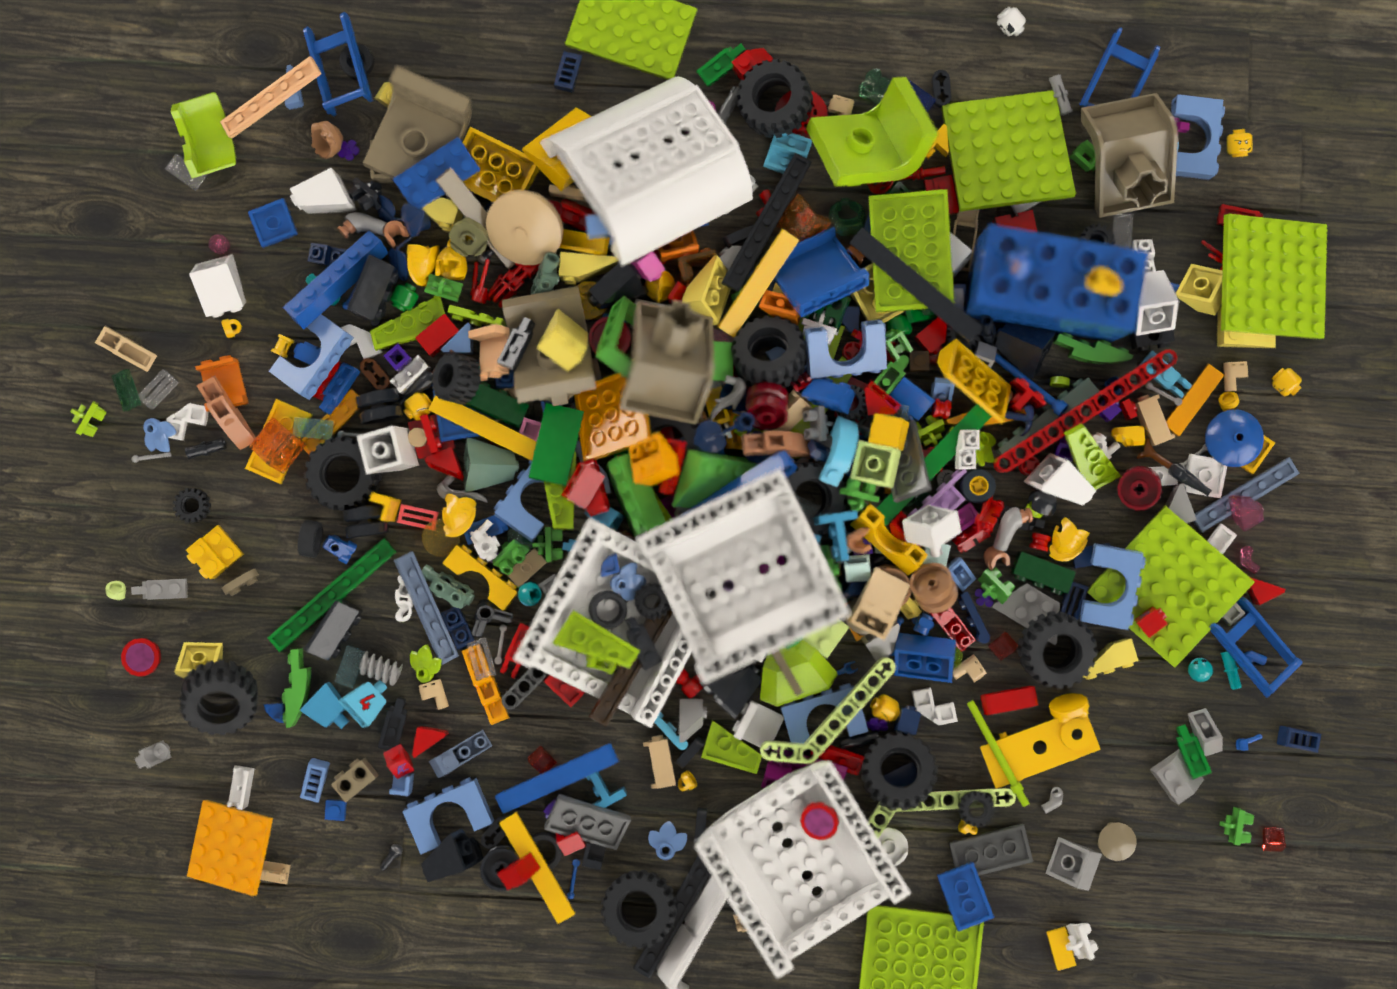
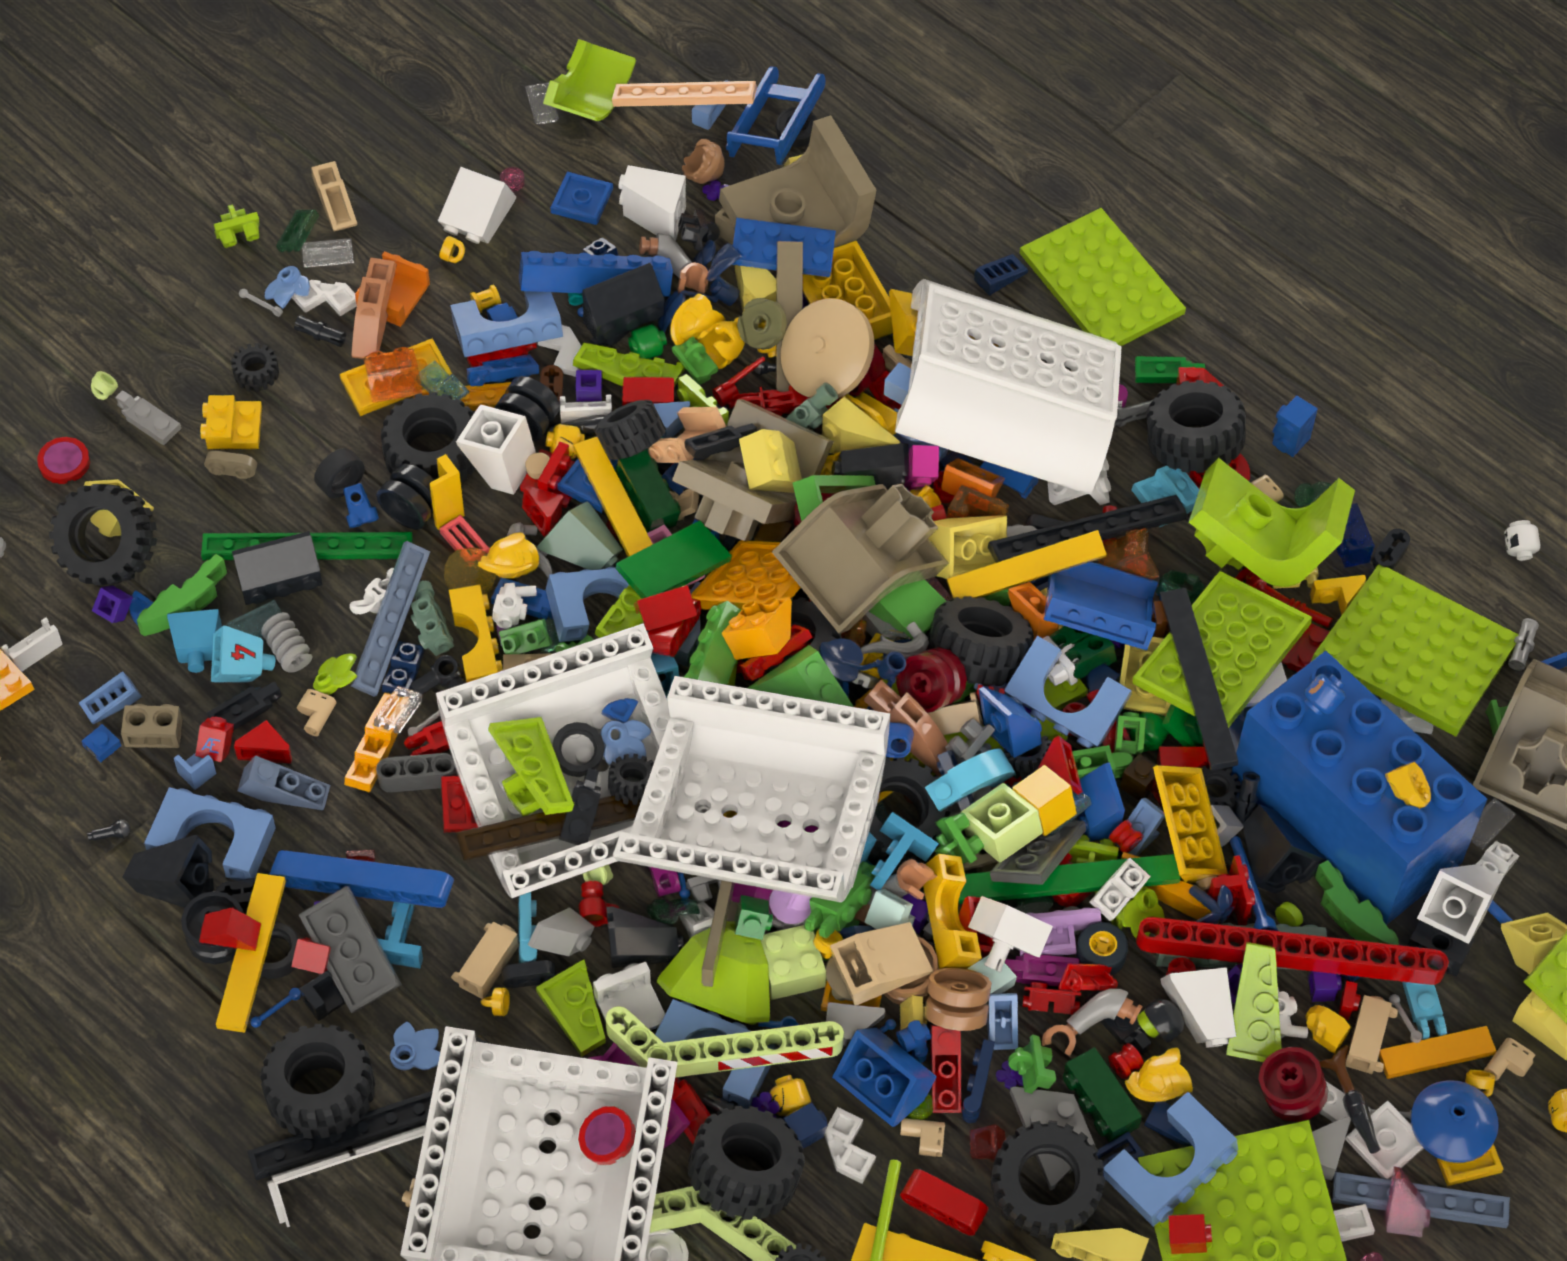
camera: 35 degrees right, 30 degrees down
(261, 726) = (112, 604): none -> dark purple plate
(828, 49) = (1294, 426): none -> blue brick

